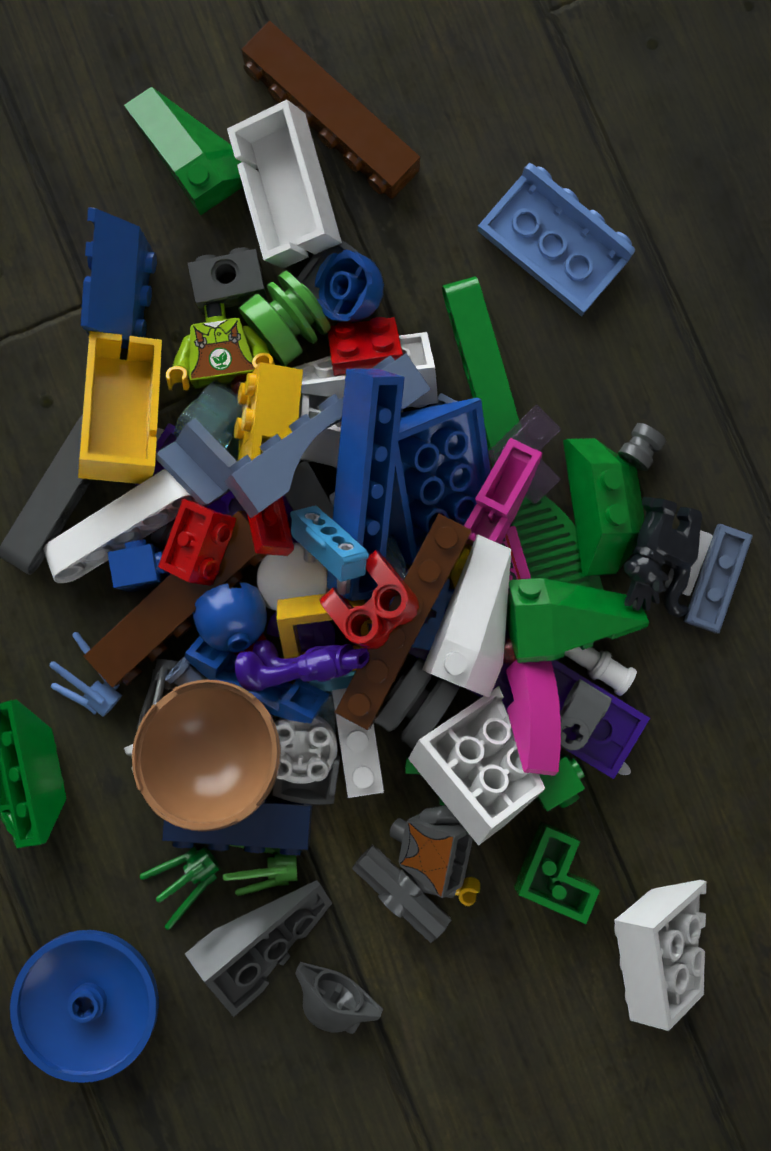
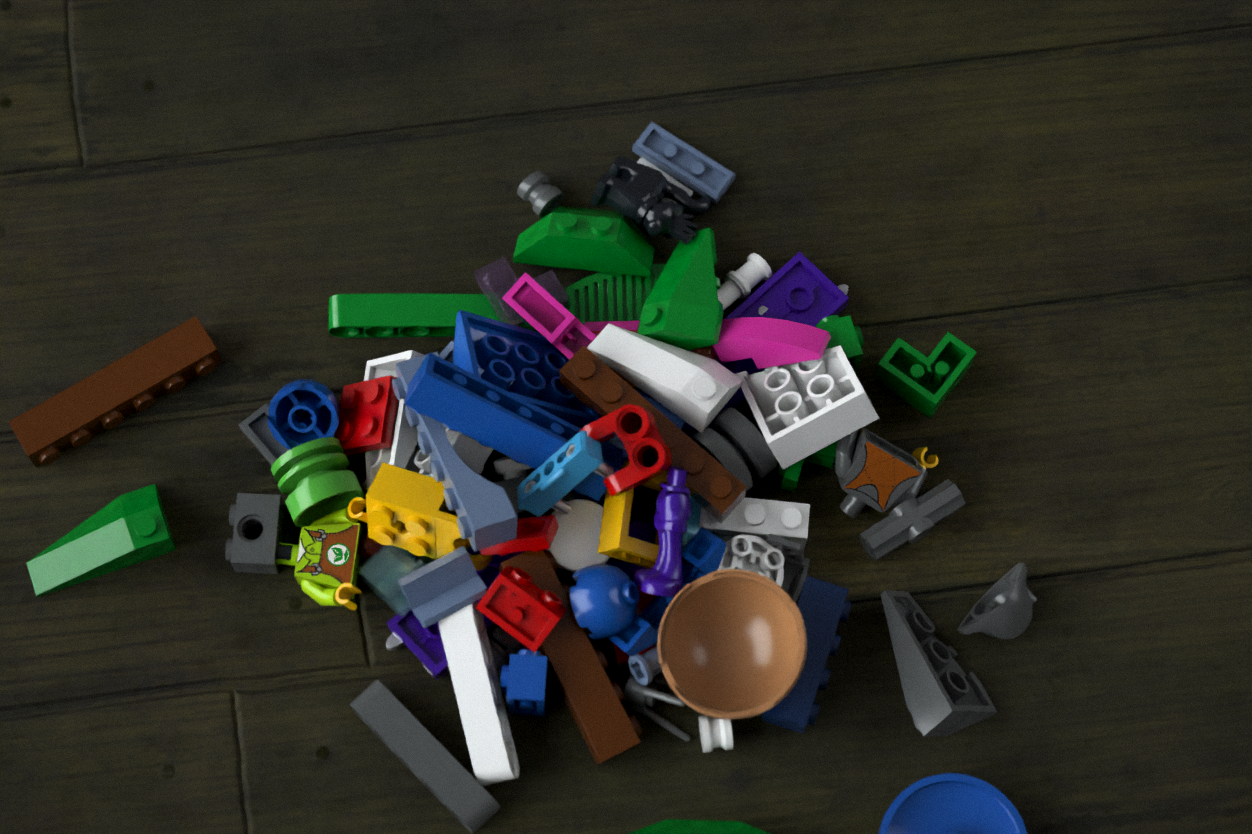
camera: 75 degrees left, 15 degrees down
(98, 698) = (642, 764): medium blue plant -> none
(119, 277) = (229, 635): blue wedge -> none
(120, 409) = (361, 658): yellow piece -> none
(200, 867) = (844, 709): green plant -> none
(280, 871) = (860, 630): bright green plant -> none
(289, 190) = (182, 449): white piece -> none
(557, 239) = (315, 217): medium blue bracket -> none
(583, 710) = (778, 301): dark grey piece -> none
(662, 953) = (1022, 300): white wedge -> none

